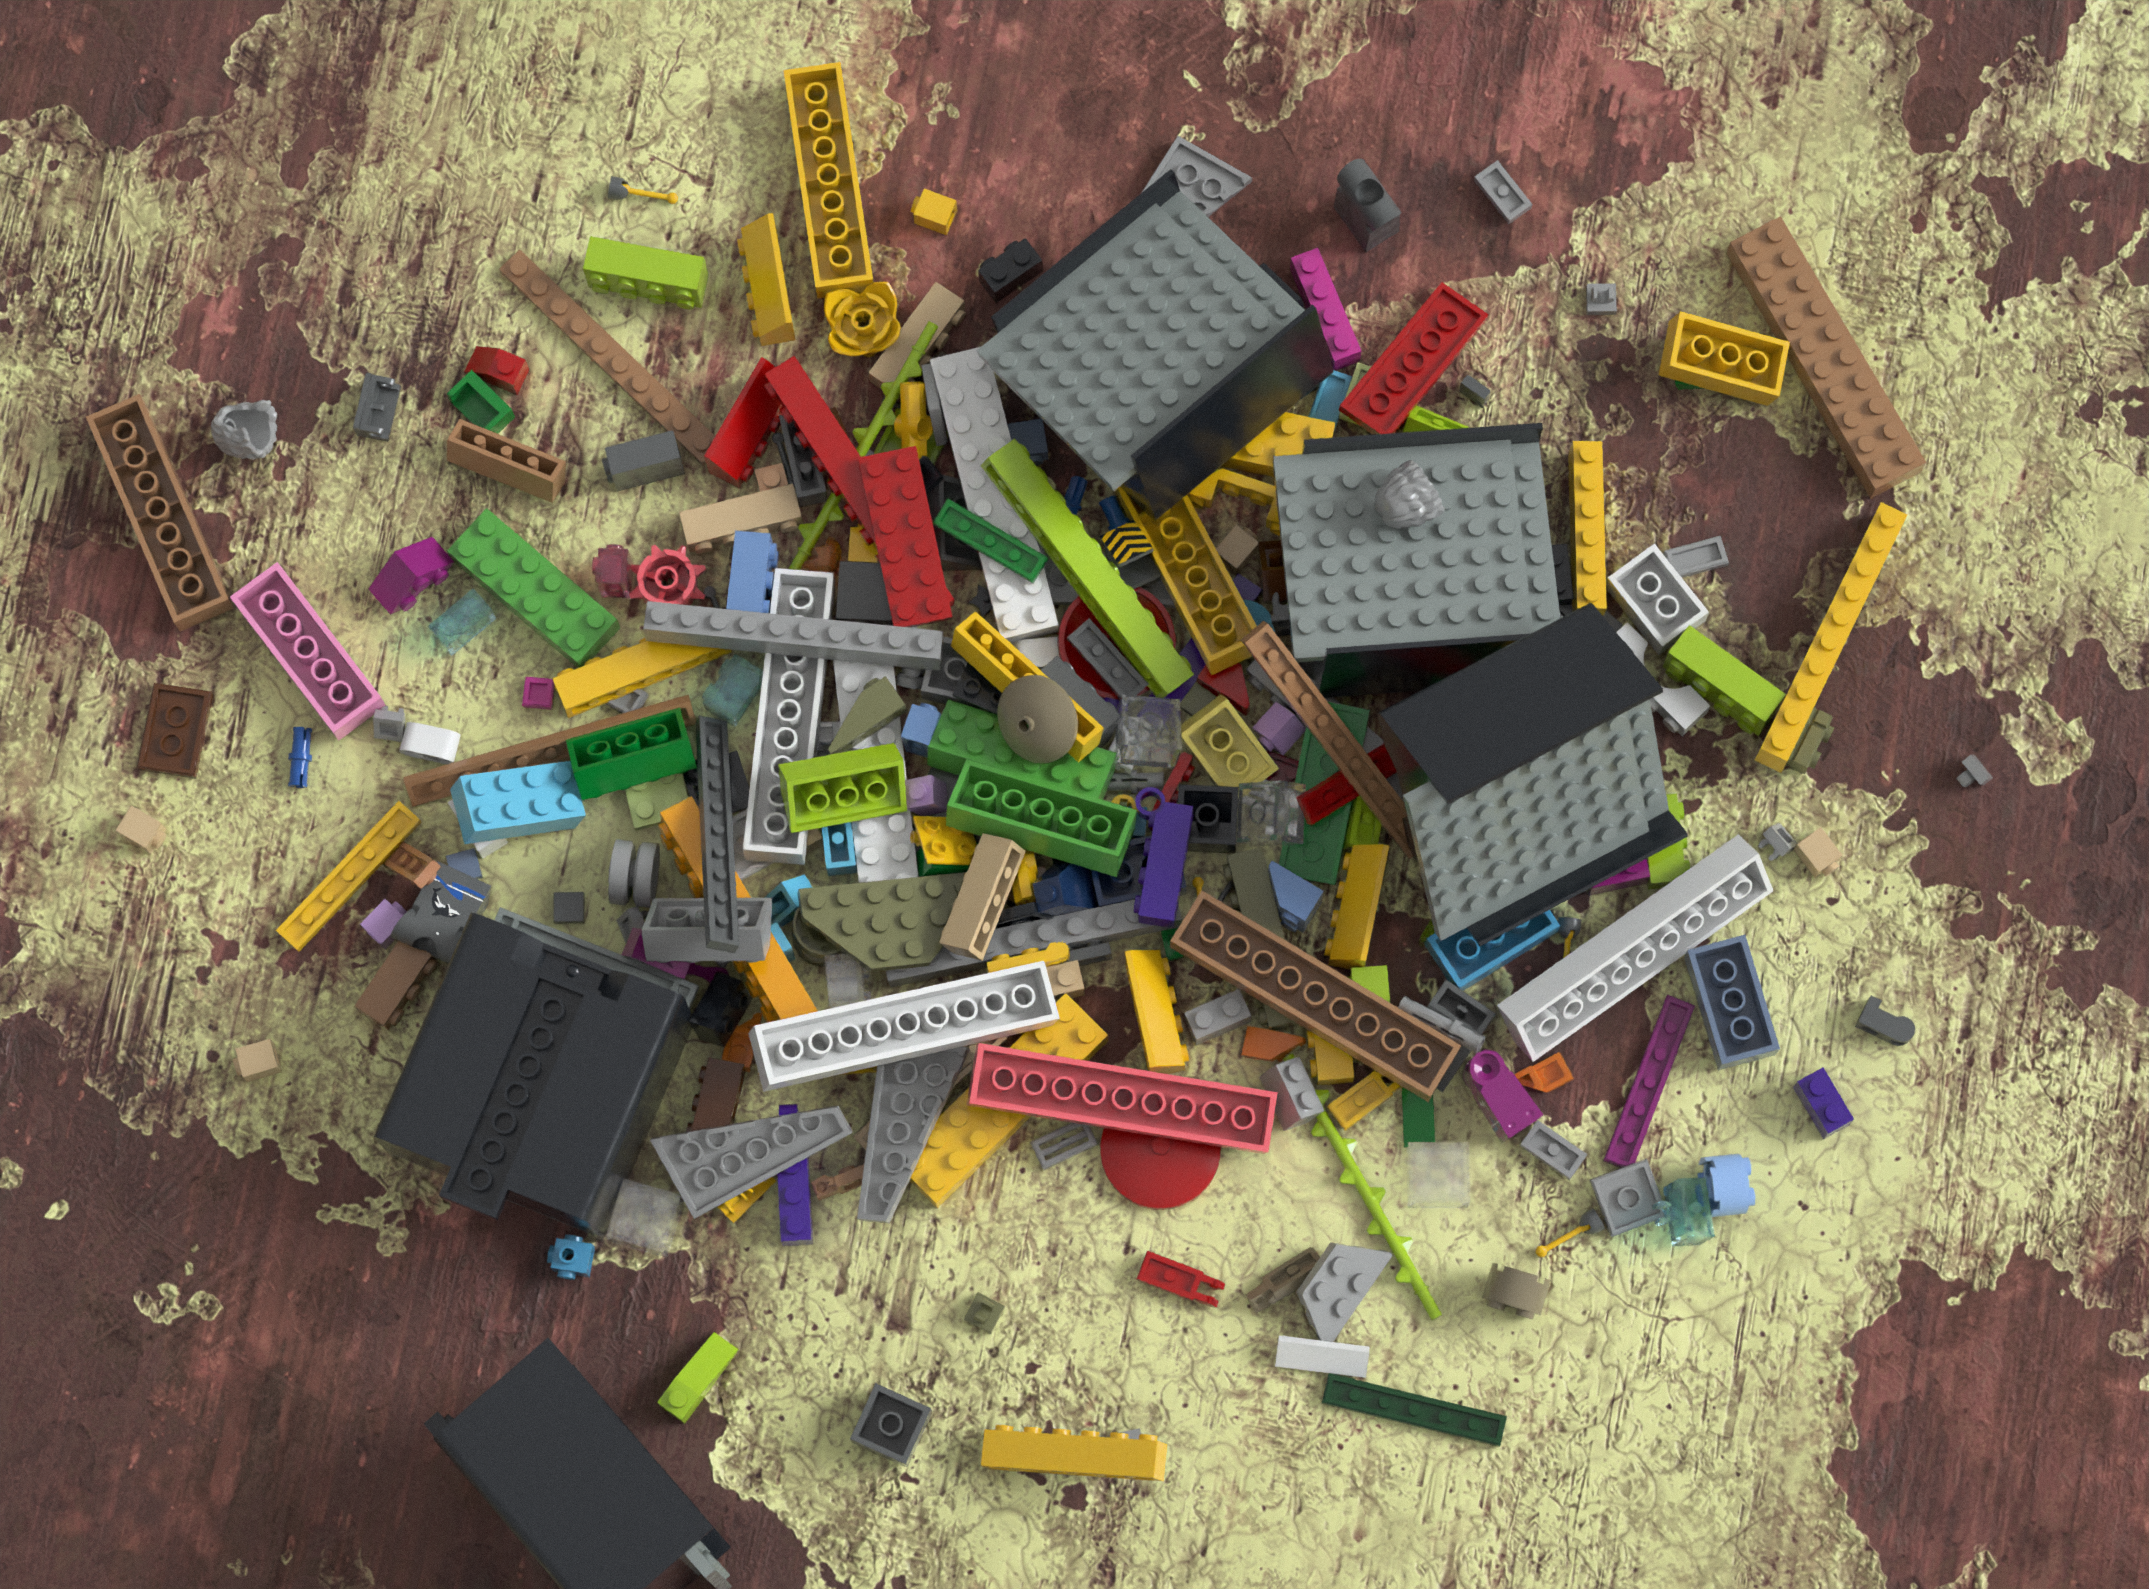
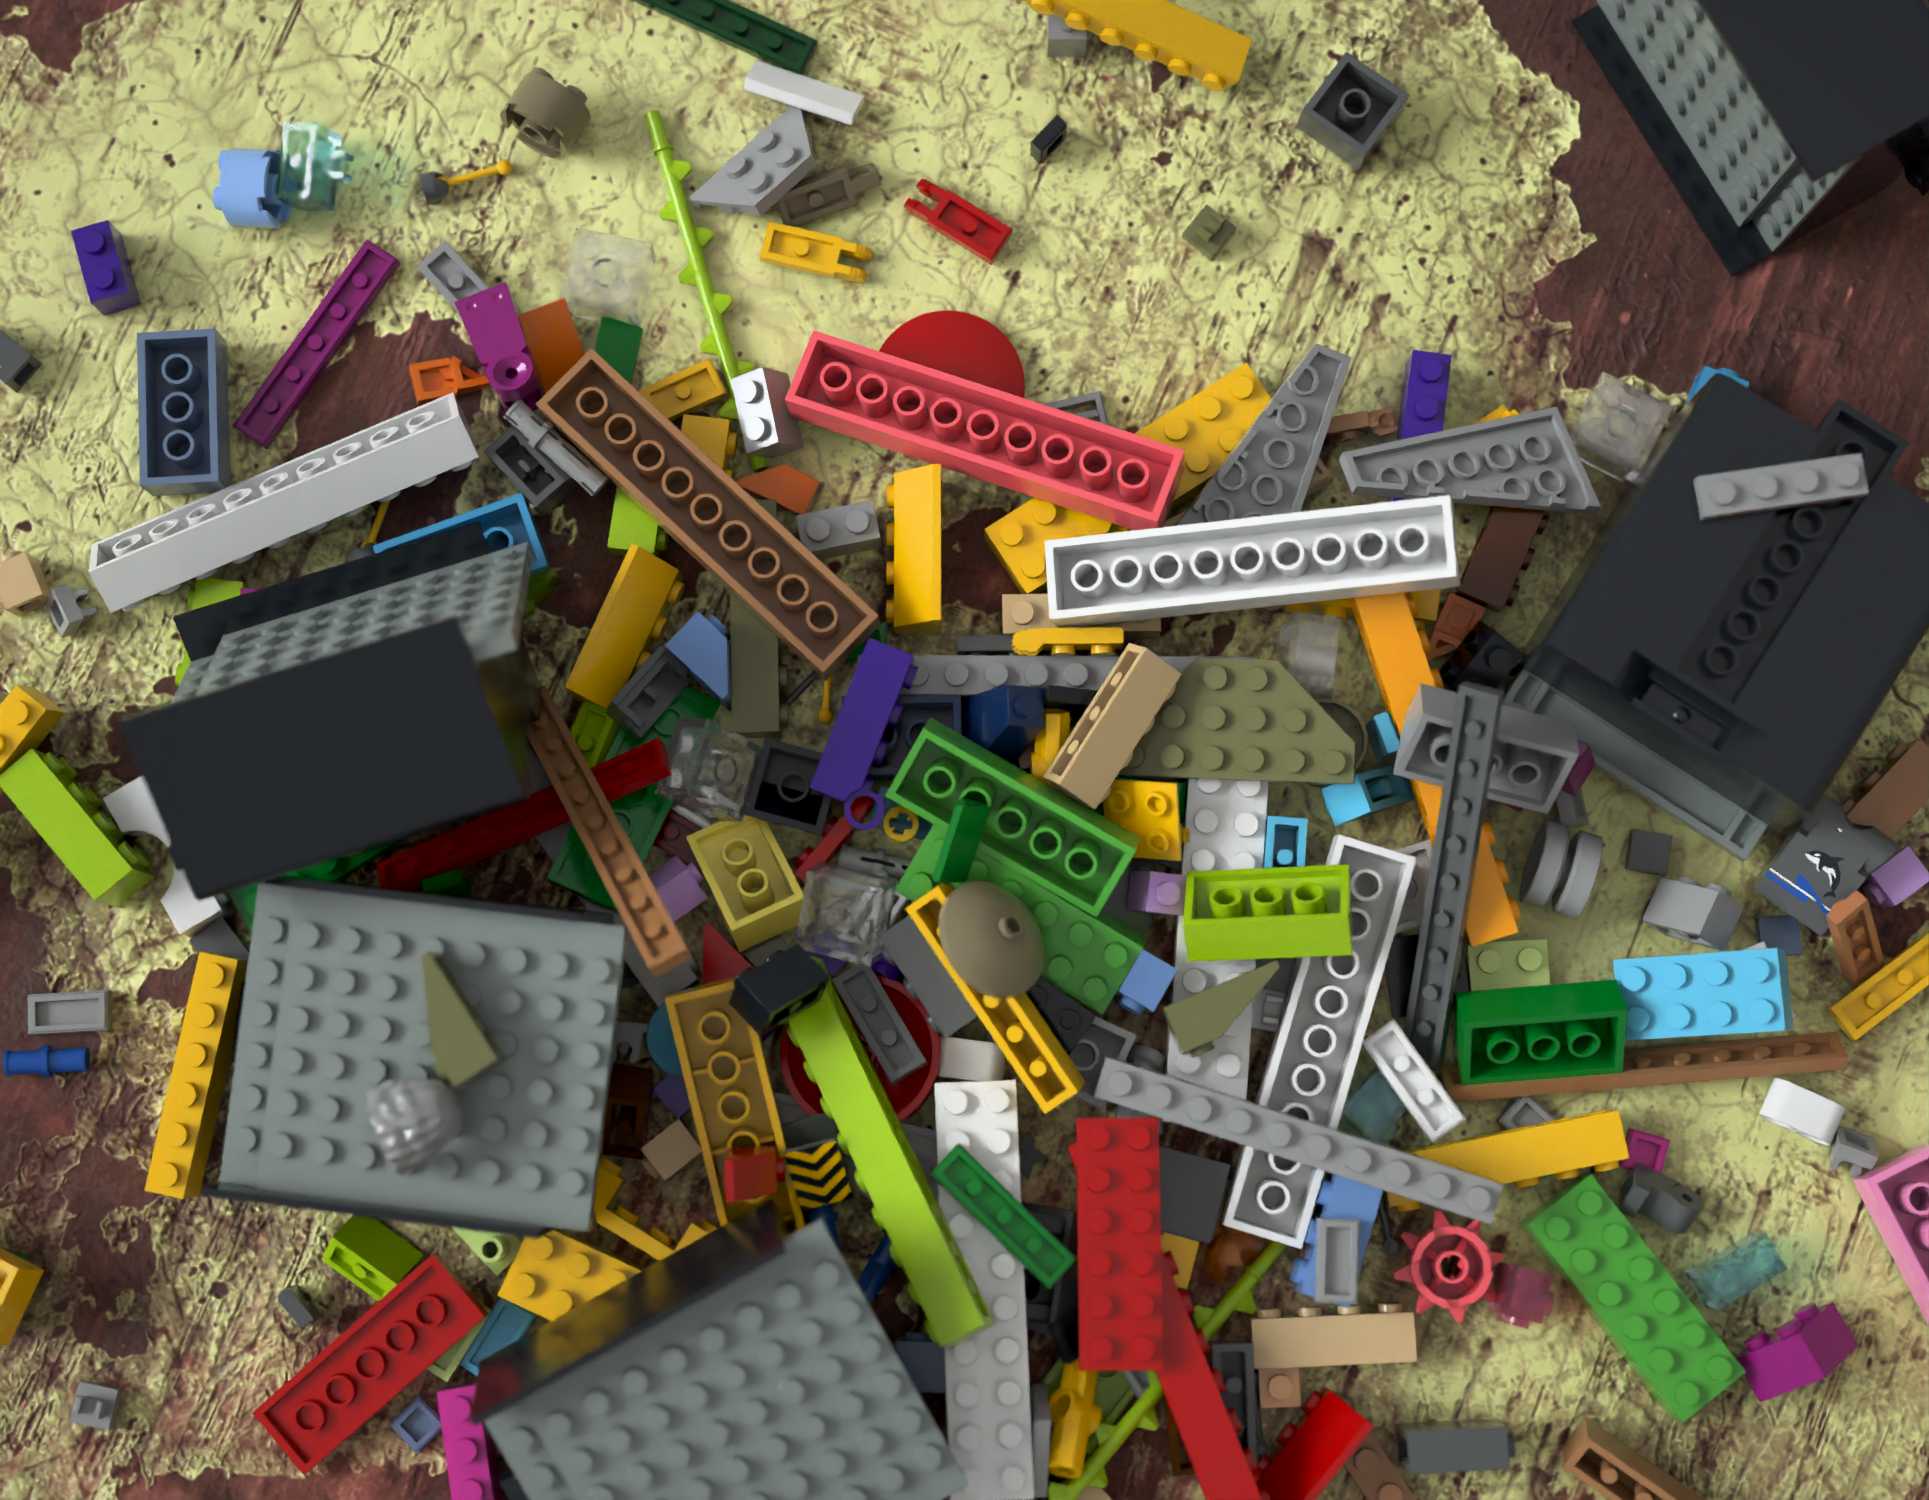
camera: 170 degrees left, 5 degrees up
(524, 660) = (1659, 1199): none -> dark grey leg
(529, 1140) = (1781, 486): none -> light grey plate
(532, 862) = (1693, 912): none -> light grey brick
(697, 1377) = (1582, 221): lime slope -> none
(716, 700) = (1412, 1081): none -> white tile
(749, 559) = (1337, 1261): none -> light grey tile
(1074, 786) = (961, 841): none -> green slope
(1123, 1357) = (1048, 139): none -> black tile
(1172, 530) = (752, 1172): none -> red slope
(1182, 657) = (778, 989): none -> black brick
(1287, 1231) = (812, 252): none -> yellow hinge
(1330, 860) = (648, 693): none -> dark grey hinge
(1372, 333) = (418, 1424): none -> sand blue tile
(1391, 560) = (456, 1031): none -> olive slope
(1464, 1111) = (552, 340): none -> orange piece
(1627, 1197) = (380, 207): light grey tile -> none
(1656, 598) = (132, 959): white brick -> none
(1701, 519) = (46, 1061): none -> blue pin

